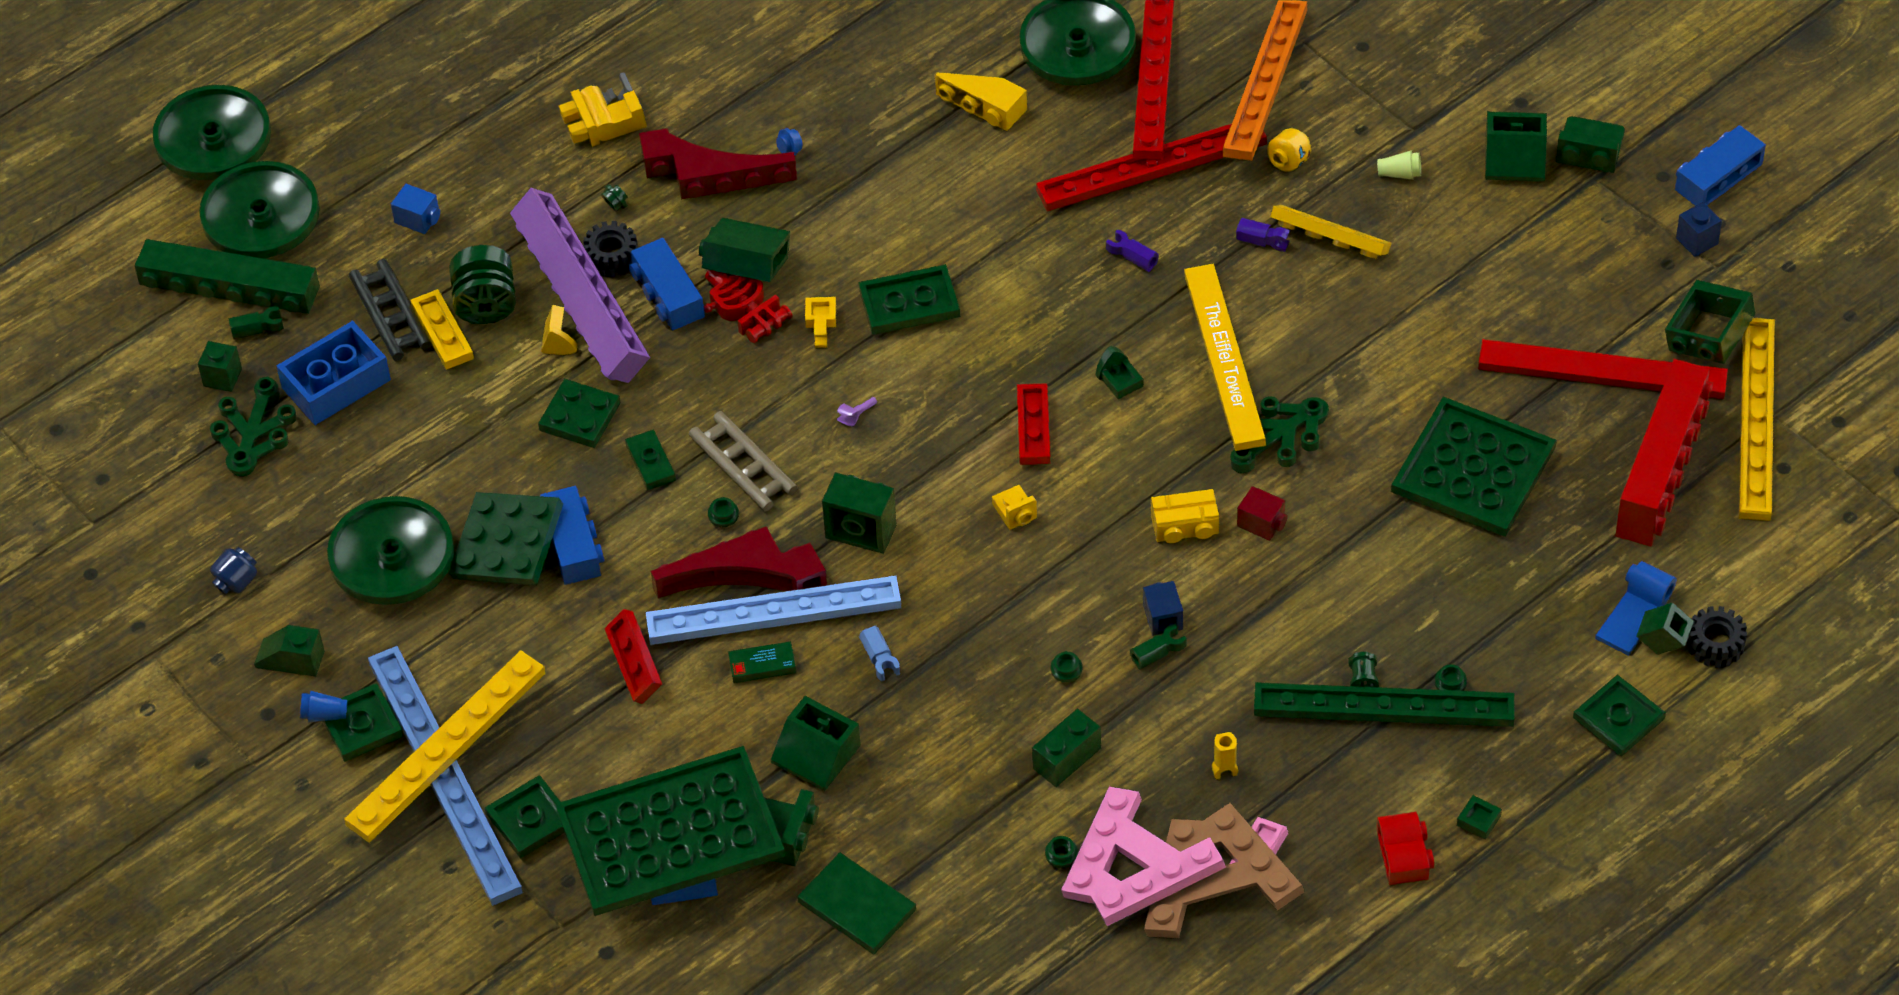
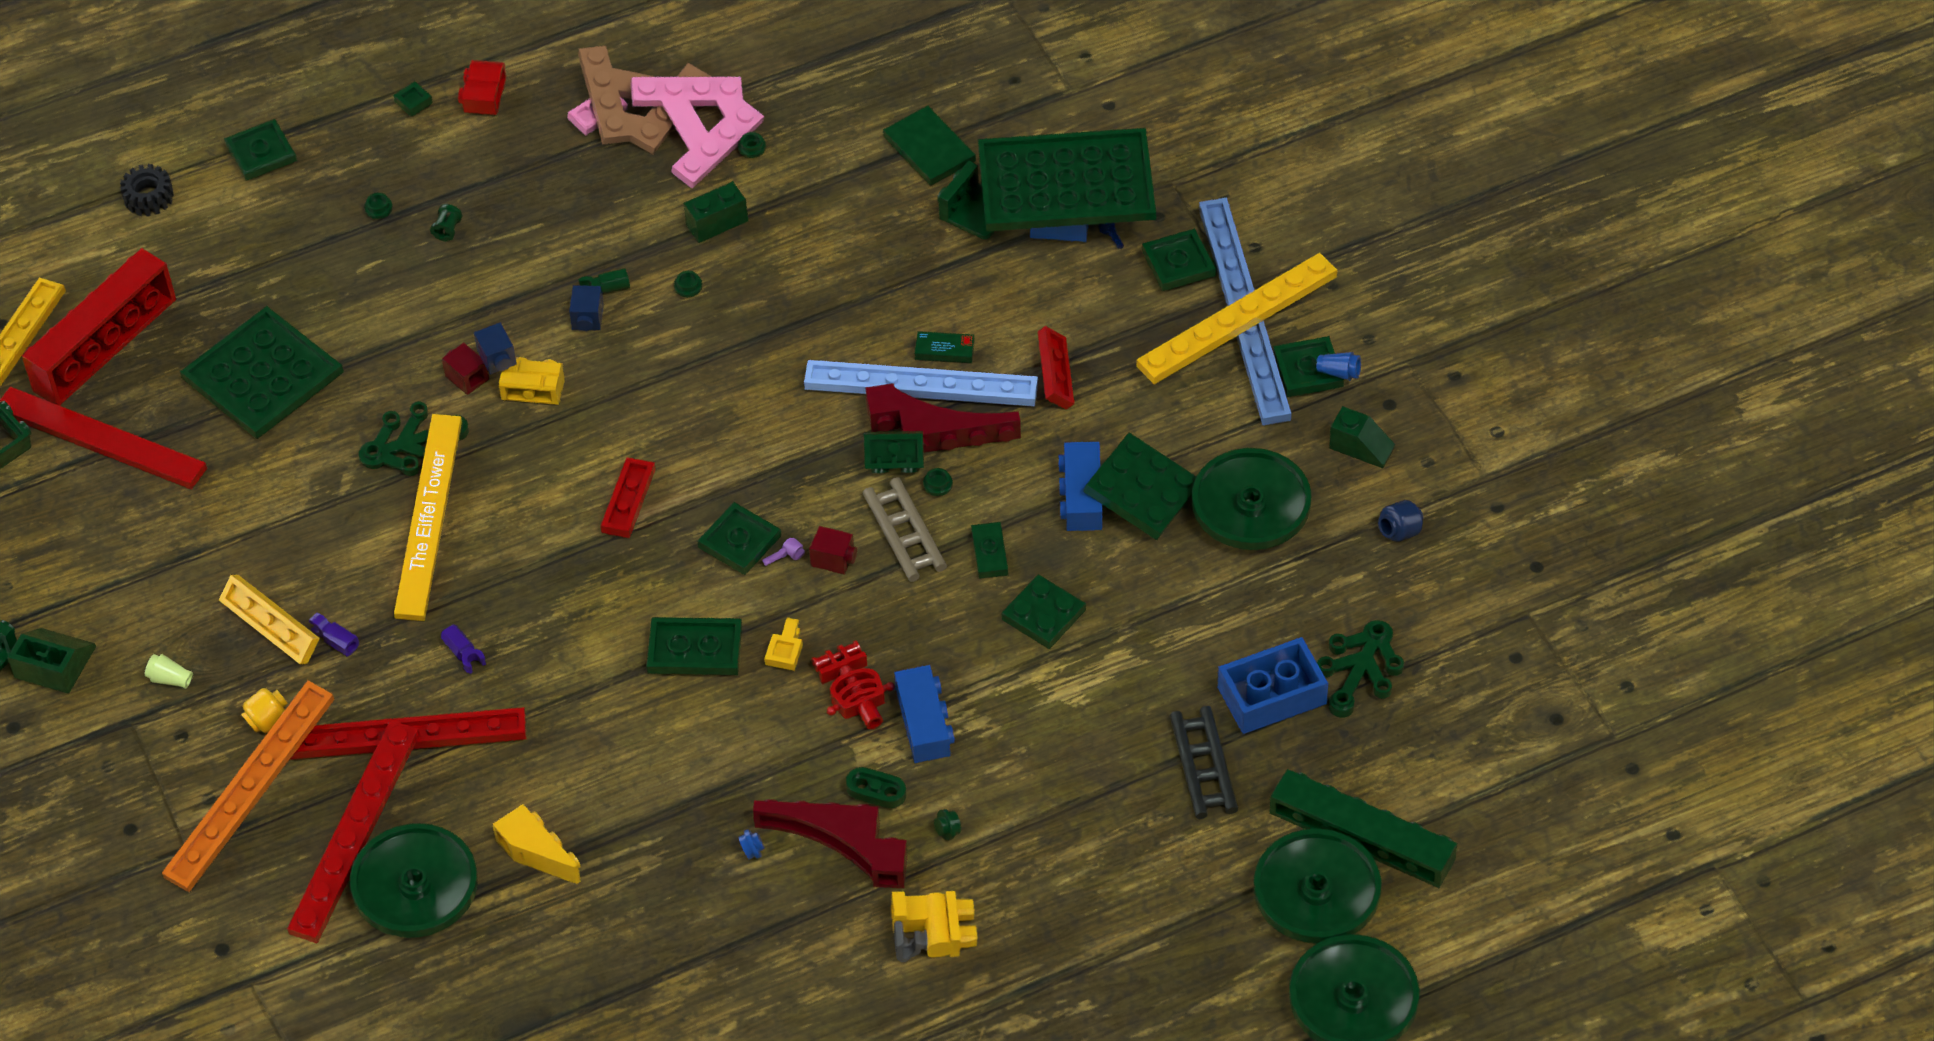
camera: 165 degrees left, 0 degrees up
(219, 366) = (1384, 726): dark green brick -> none
(256, 323) = (1342, 774): dark green bar -> none
(415, 209) = (1154, 858): blue brick -> none
(442, 329) = (1156, 722): yellow plate -> none
(482, 284) = (1106, 736): dark green wheel -> none
(554, 339) = (1047, 689): yellow tile -> none
(579, 286) = (1010, 725): medium lavender brick -> none
(609, 236) = (967, 783): black tyre -> none
(690, 215) = (878, 786): none -> dark green plate
(745, 249) = (836, 718): dark green brick -> none
(777, 516) = (893, 450): none -> dark green bracket
(805, 414) = (832, 550): none -> dark red brick
(816, 743) = (919, 258): dark green slope -> none
(859, 512) = (817, 430): dark green brick -> none
(878, 651) = (841, 331): medium blue bar -> none
(904, 409) = (739, 538): none -> dark green plate
(1015, 507) = (674, 427): yellow bracket -> none
(1118, 373) = (529, 531): dark green tile -> none
(1225, 754) = (591, 168): yellow bar -> none
(1227, 503) = (495, 348): none -> dark blue brick
(1384, 704) = (434, 193): dark green plate -> none
(1645, 591) = (184, 240): blue door -> none
(1665, 628) = (187, 193): dark green brick -> none

